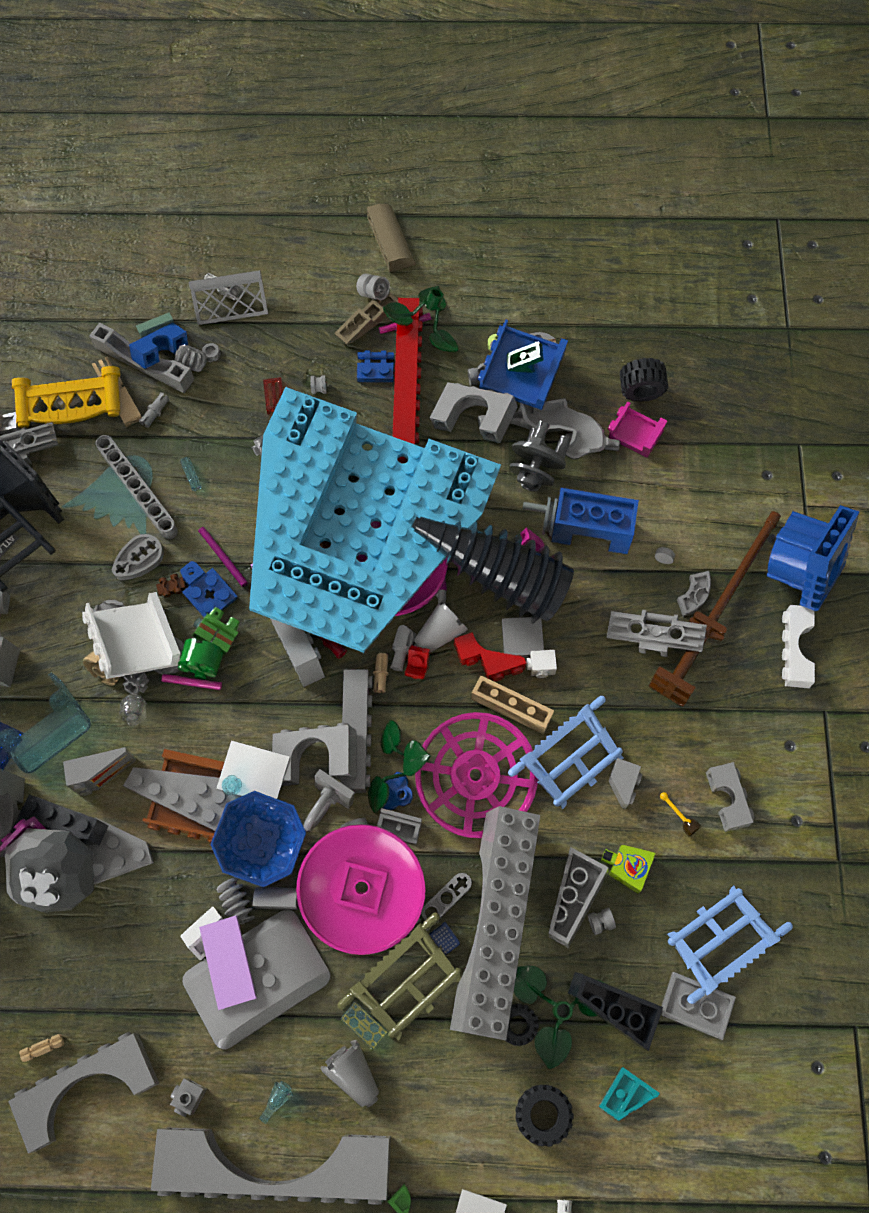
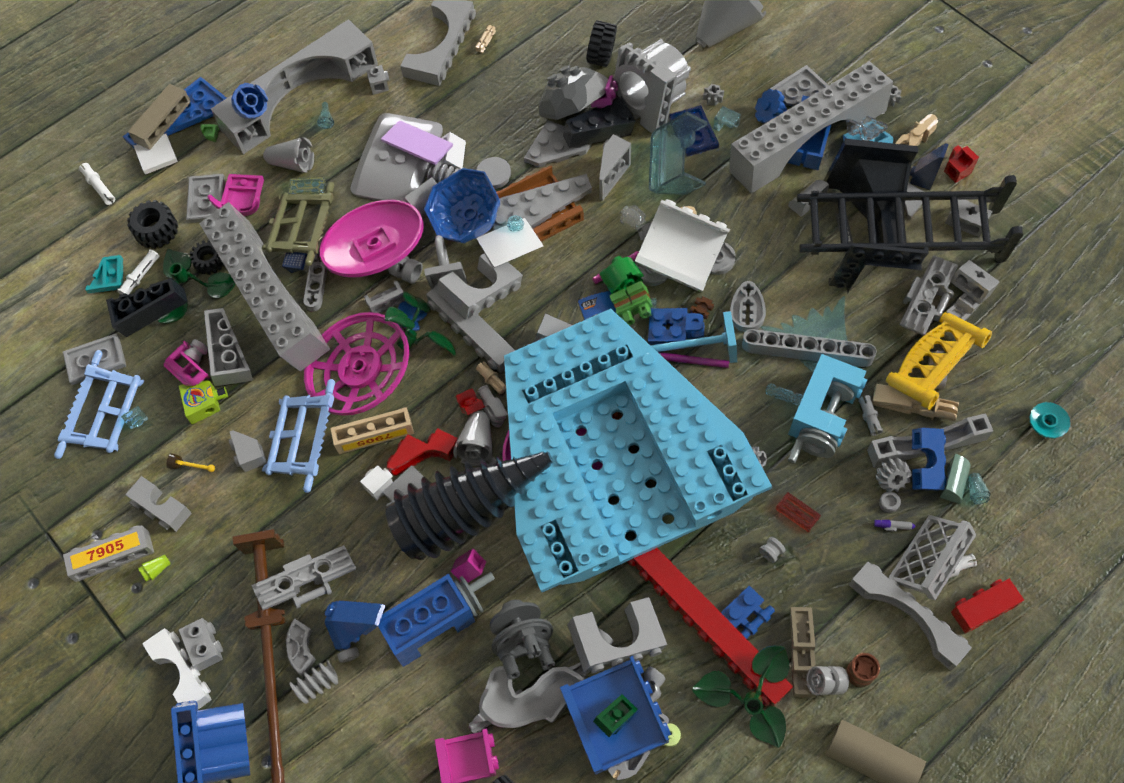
camera: 140 degrees right, 5 degrees down
(49, 304) = (1055, 415): none -> teal dish
(151, 310) = (978, 490): none -> clear light blue cone
(182, 537) = (727, 337): none -> medium azure tile
(187, 439) = (820, 430): none -> medium azure piece
(191, 873) = (497, 171): none -> light grey tile
(227, 338) = (894, 525): none -> piece
(231, 250) = (986, 605): none -> red brick
(242, 660) = (596, 304): none -> blue sticker
(282, 253) = (945, 644): none -> light grey arch
(345, 277) = (863, 670): none -> copper wheel
(346, 1148) = (249, 101): none -> blue cylinder
(433, 1073) = (242, 193): none -> dark pink piece
(468, 1109) = (198, 189): none -> light grey tile
(601, 1066) = (134, 278): none -> white pin
(630, 906) = (183, 374): none -> dark pink piece
(646, 559) = (350, 620): none -> blue wedge
(699, 899) = (134, 417): none -> clear light blue plate
(703, 553) = (315, 682): none -> light grey piece
(768, 648) = (201, 644): none -> light grey brick
(768, 745) = (154, 567): none -> lime cone
(797, 787) = (108, 553): none -> light grey brick

